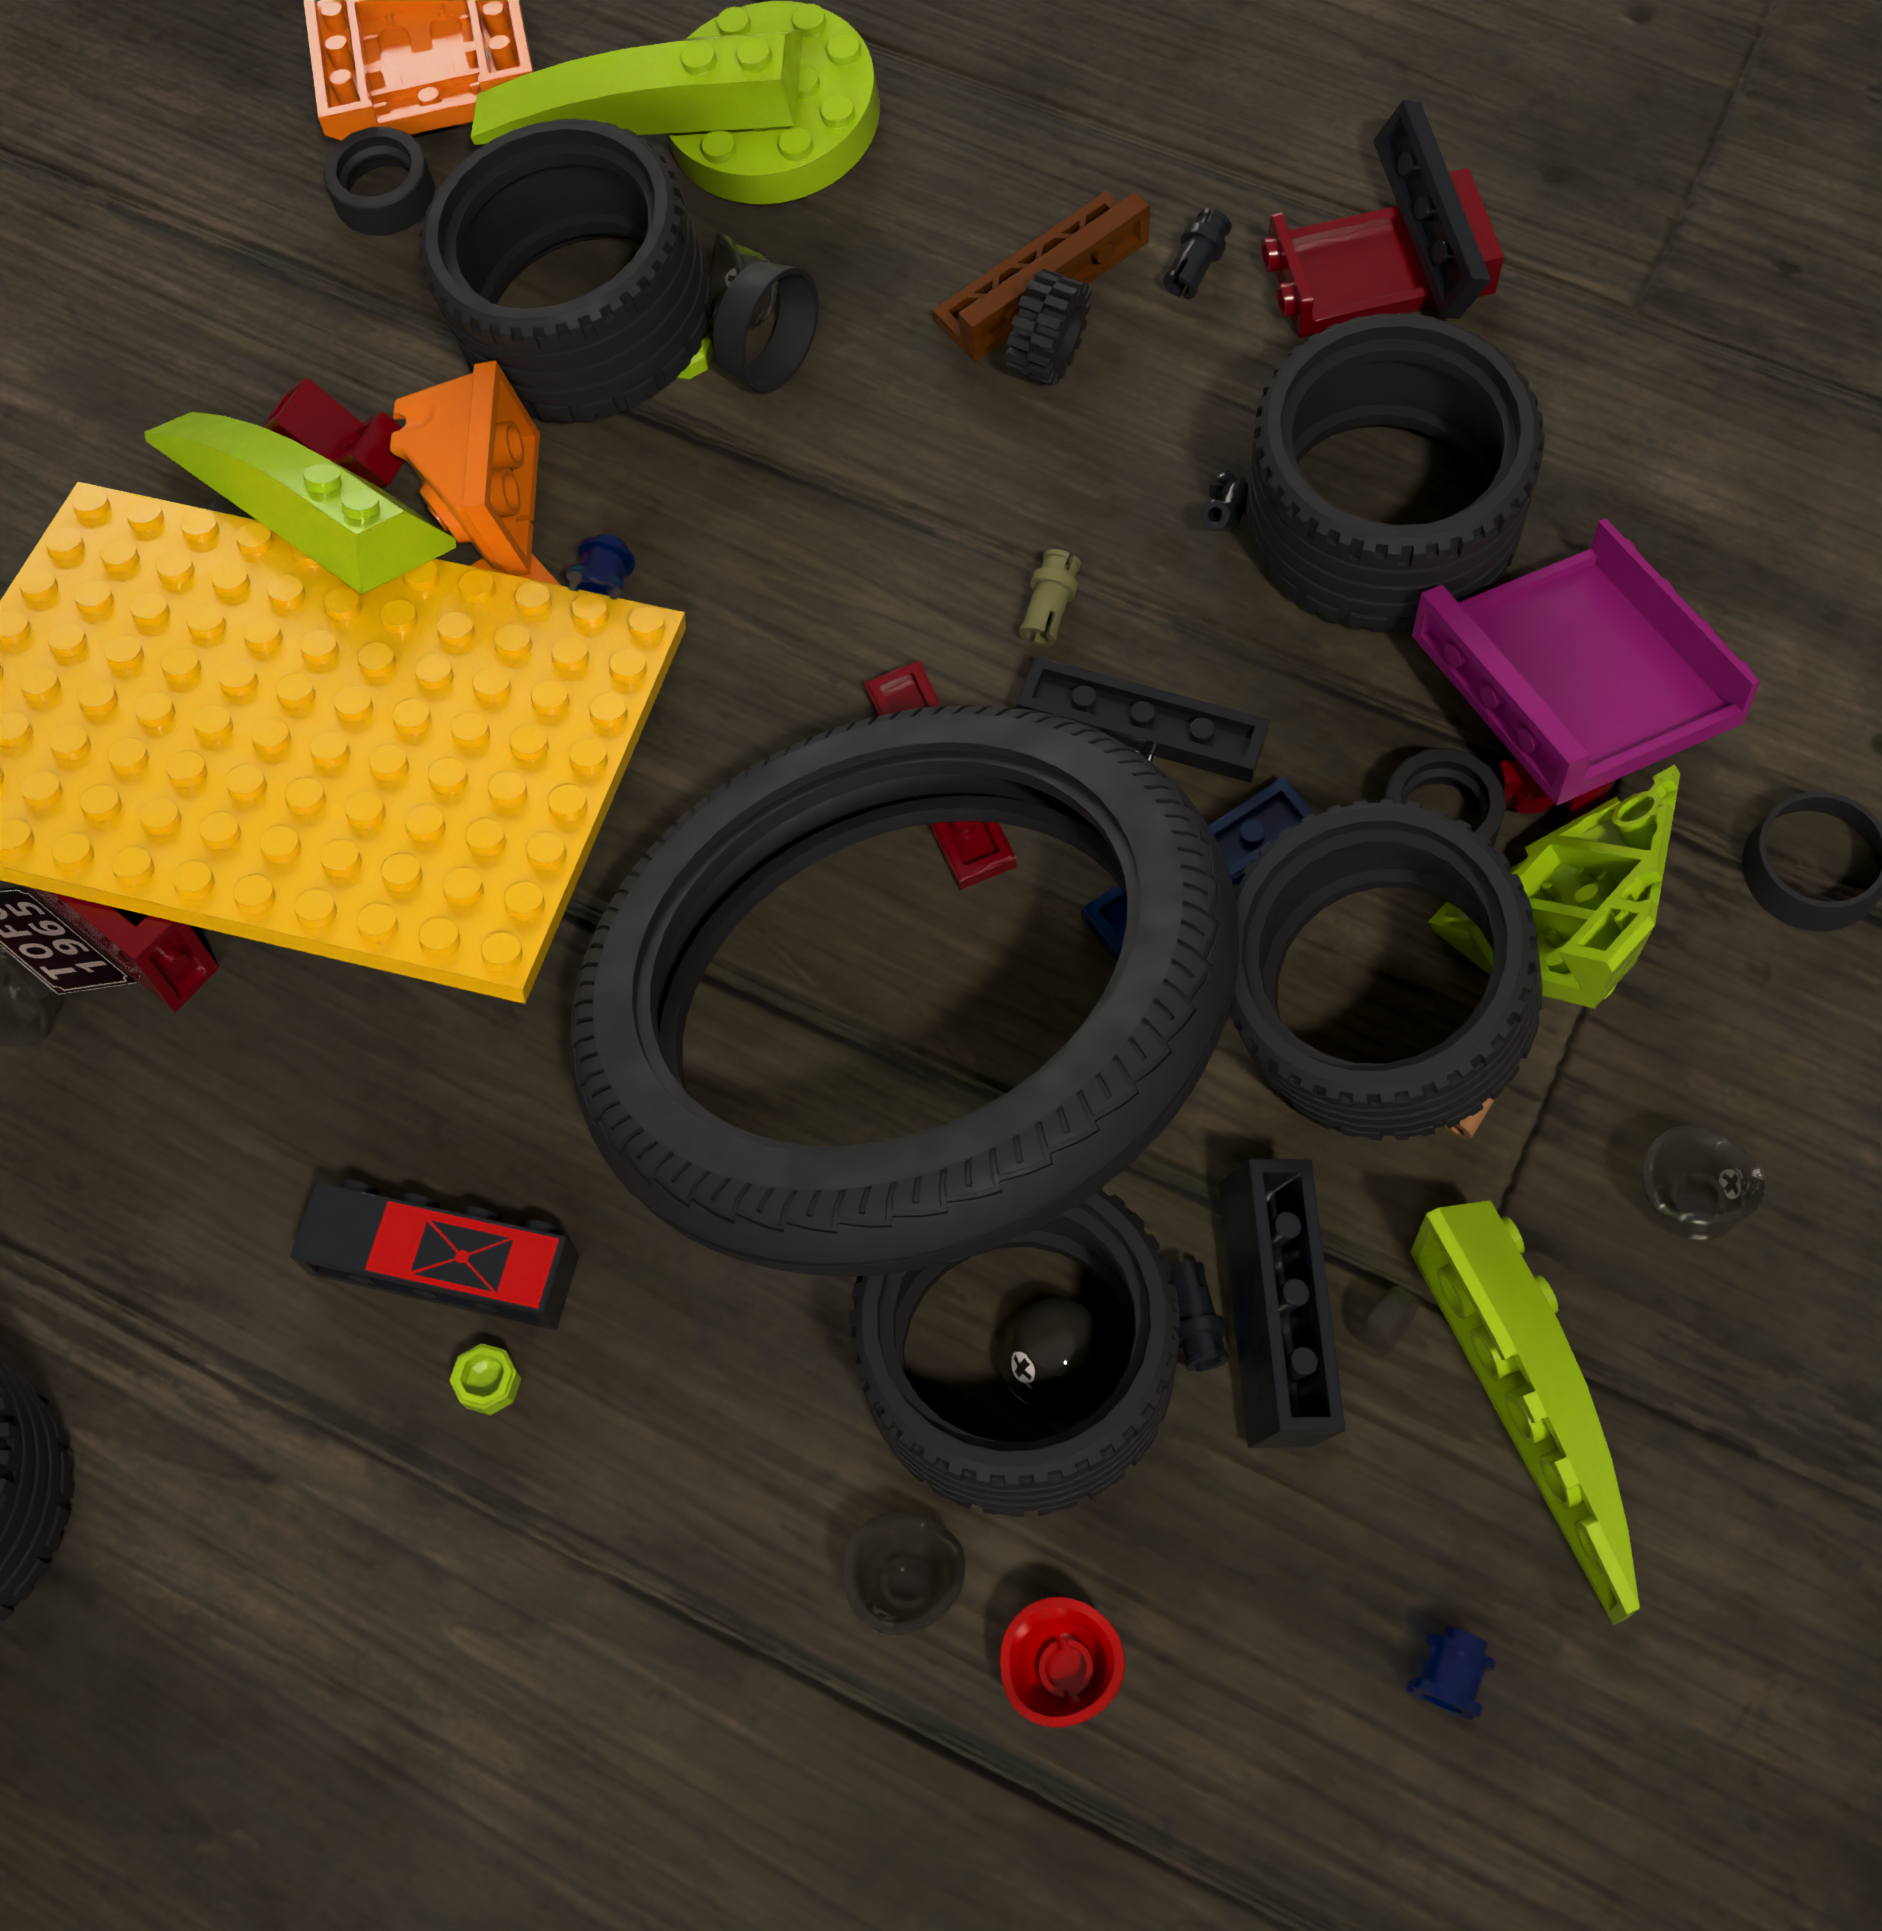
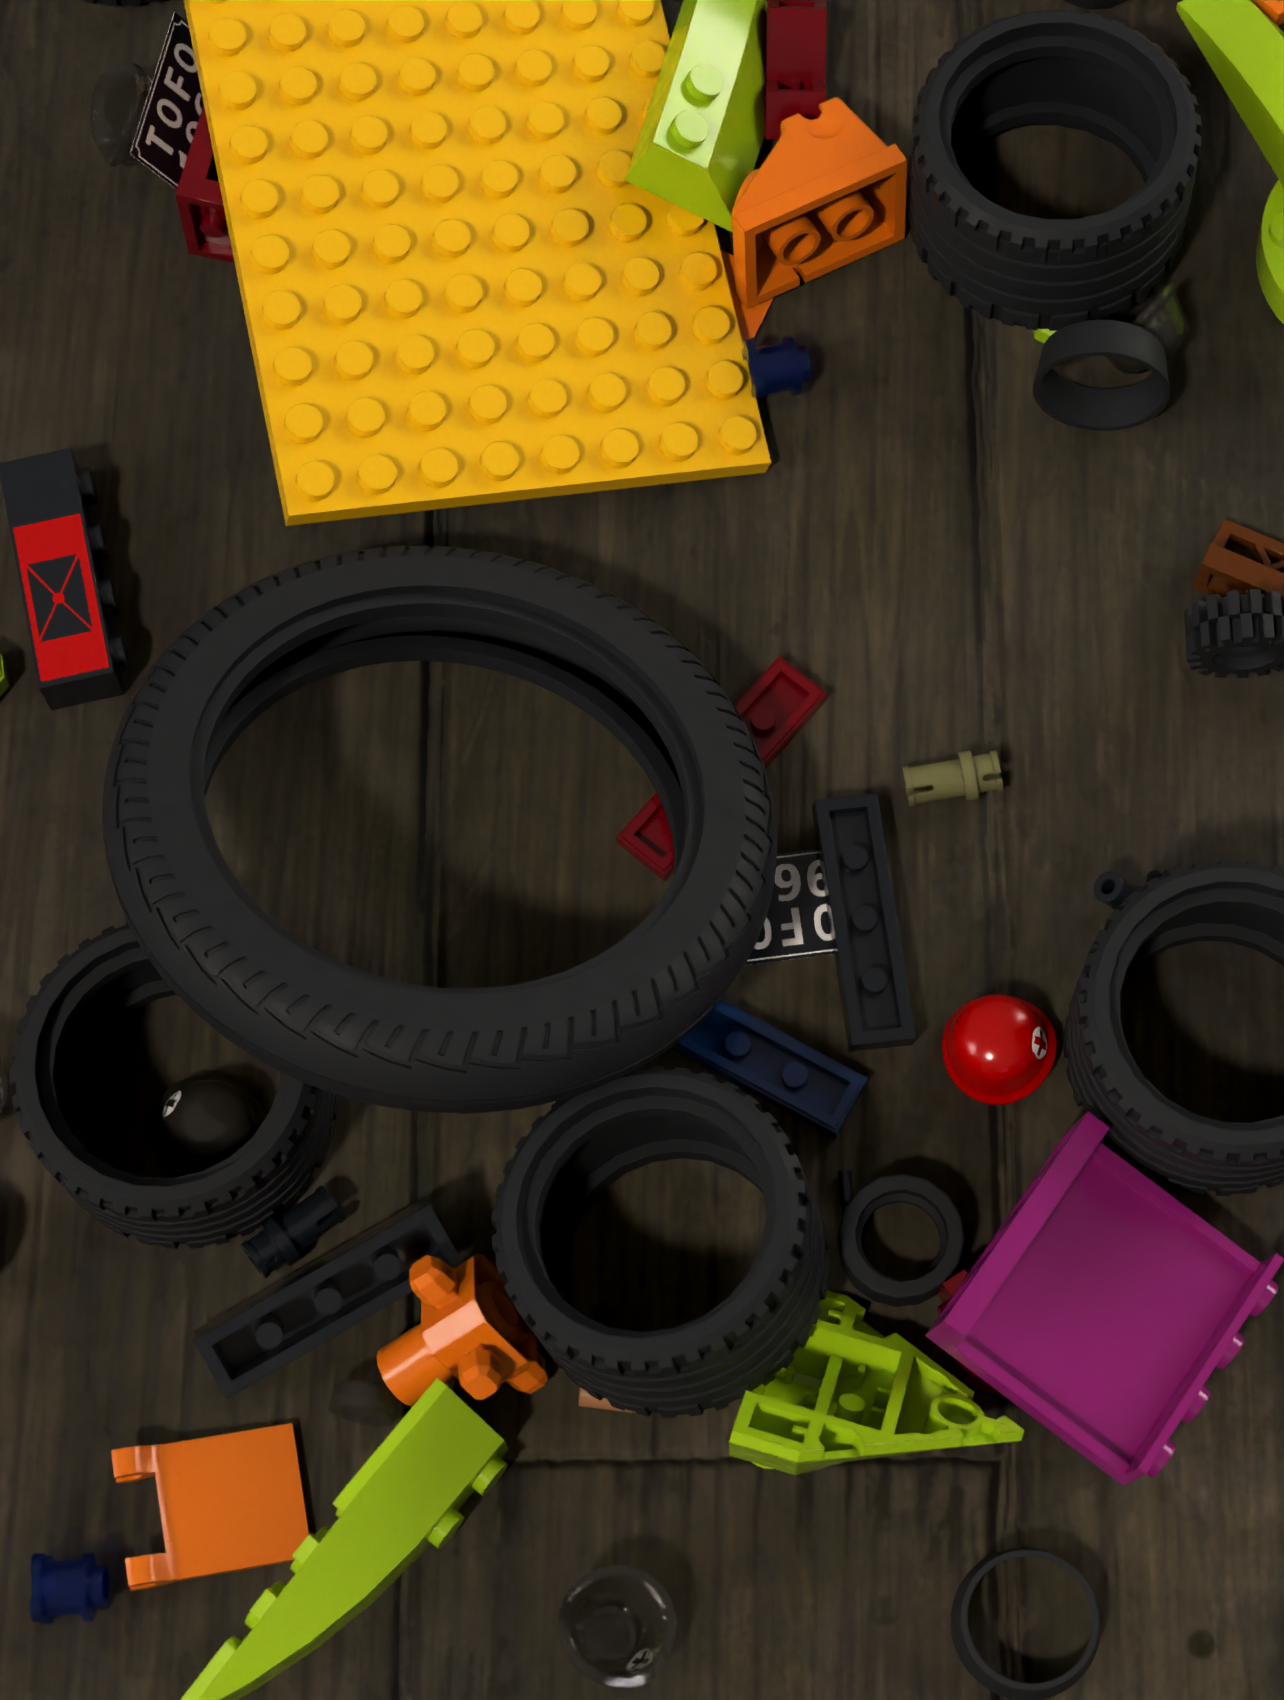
camera: 60 degrees right, 5 degrees up
(1304, 668) = (998, 1049): none -> red helmet
(1375, 1190) = (464, 1334): none -> orange piece
(1426, 1495) = (221, 1502): none -> orange flag

